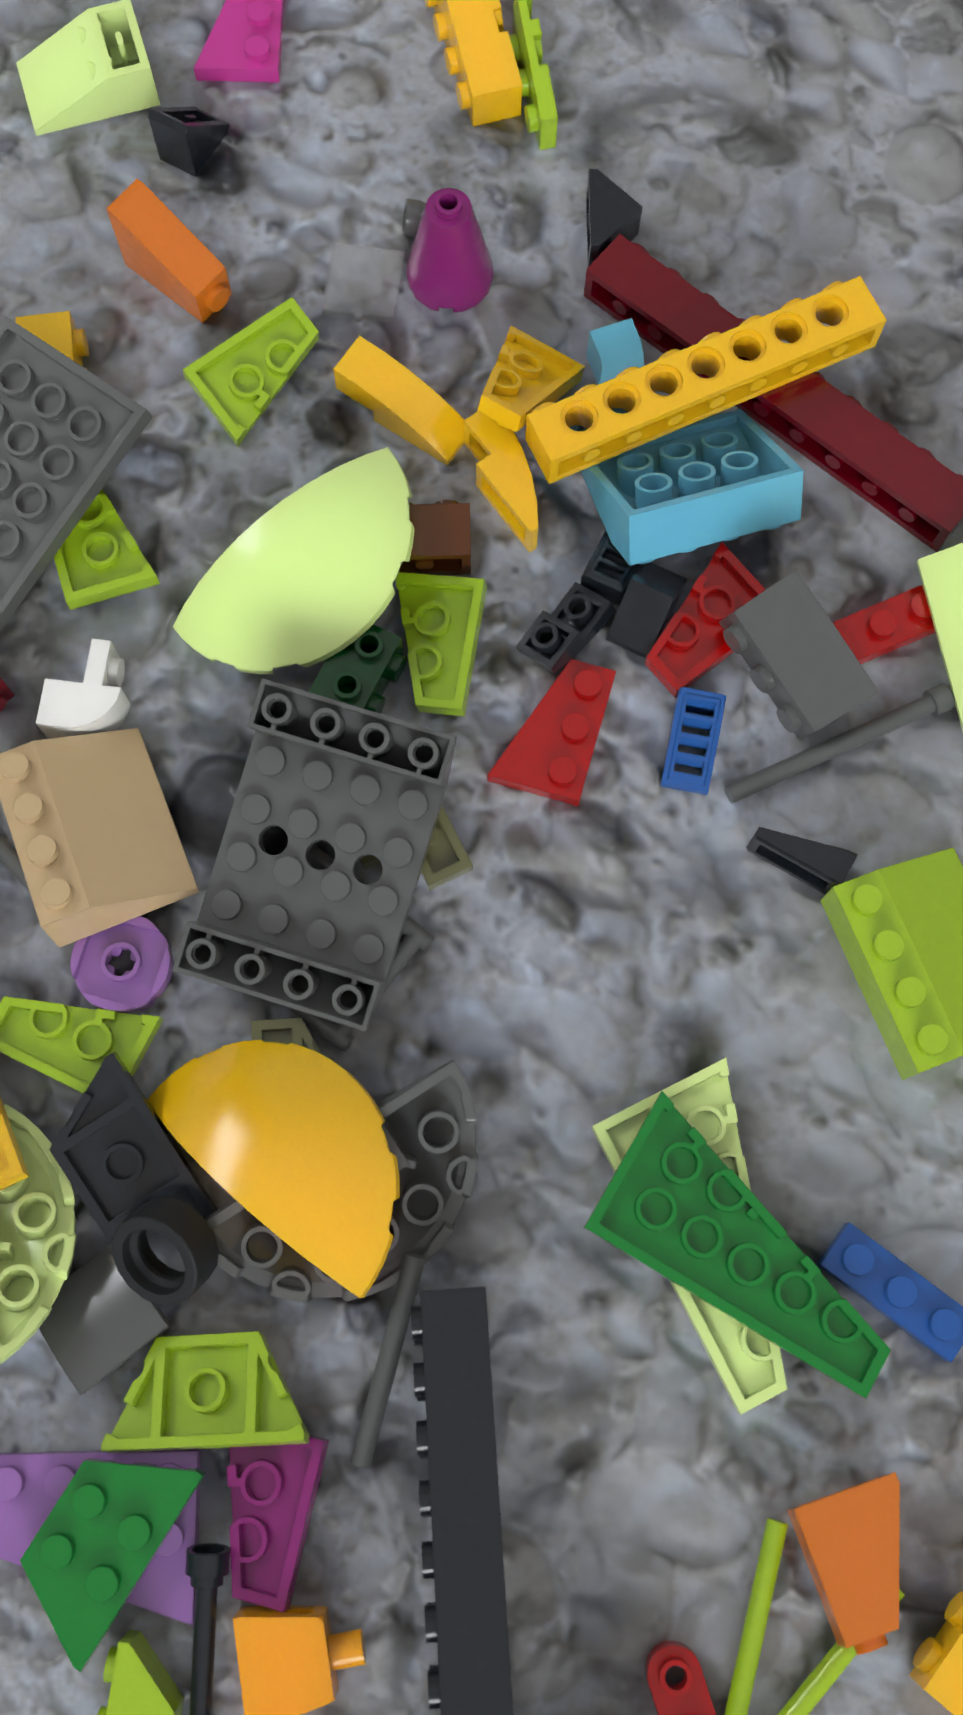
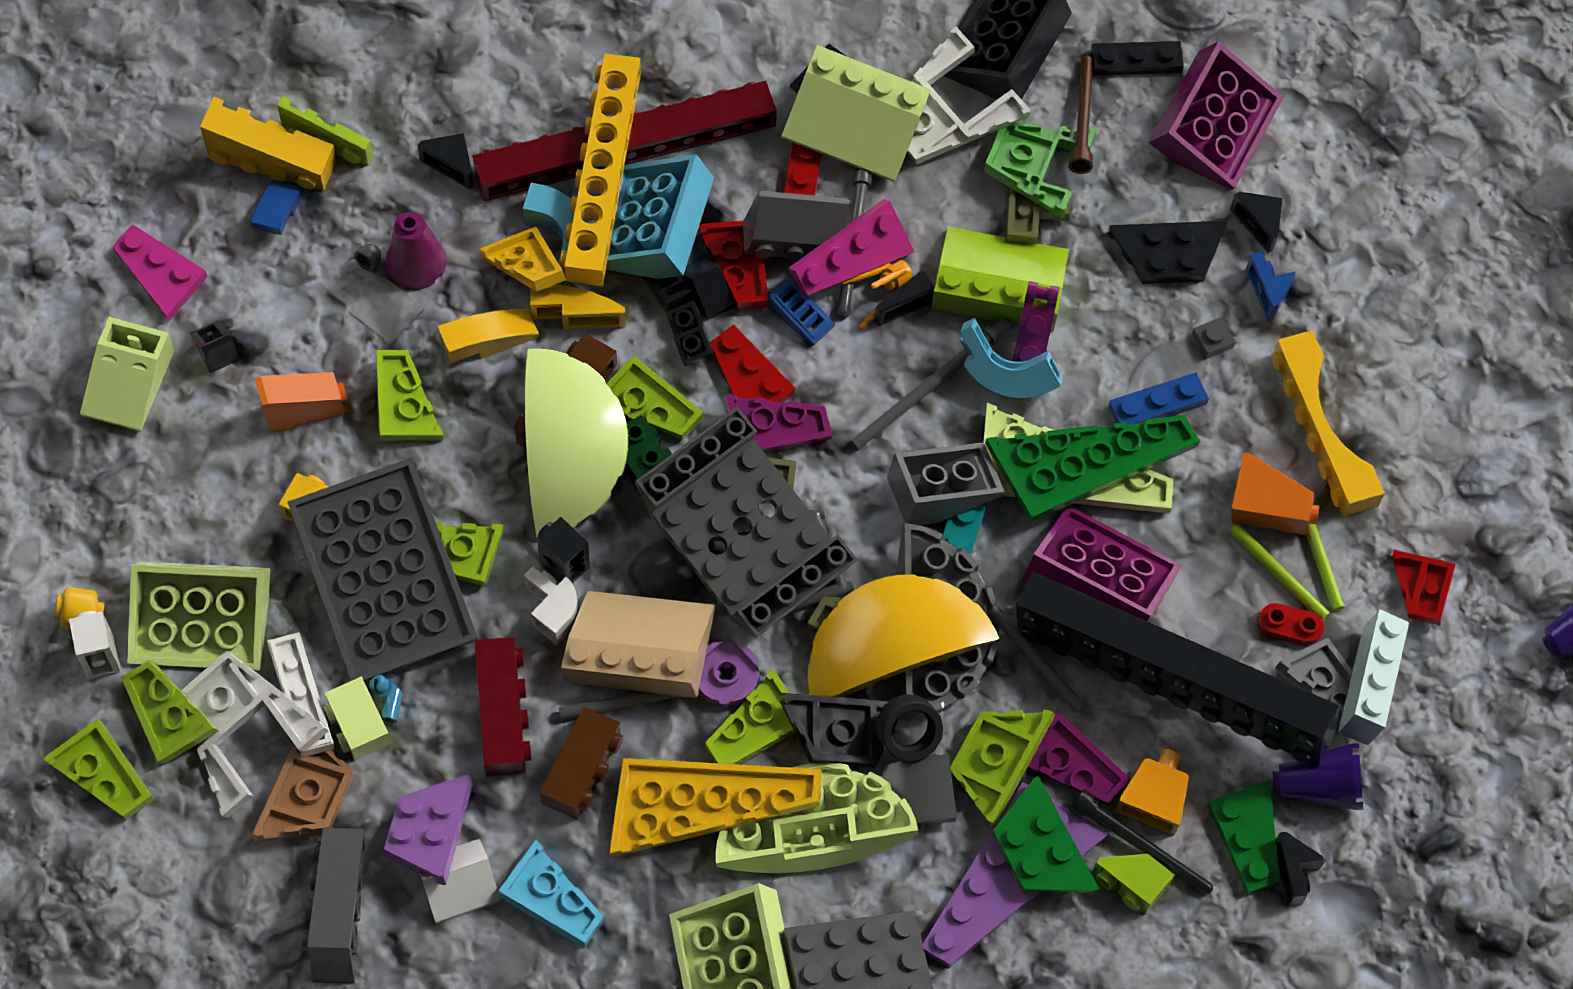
camera: 60 degrees left, 10 degrees down
(150, 662) = (563, 550): none -> black brick
(410, 84) = (276, 206): none -> blue slope
(506, 807) = (783, 423): none -> magenta wing
(522, 1138) = (963, 528): none -> teal plate
(566, 1075) = (942, 482): none -> dark grey slope
(578, 1377) = (1104, 564): none -> magenta slope
(781, 1059) = (1003, 376): none -> medium azure arch
(823, 824) = (891, 277): none -> light orange plant
(827, 751) = (857, 248): none -> dark pink wing
(830, 999) = (992, 336): none -> dark grey bar
(878, 1053) = (1035, 322): none -> magenta plate

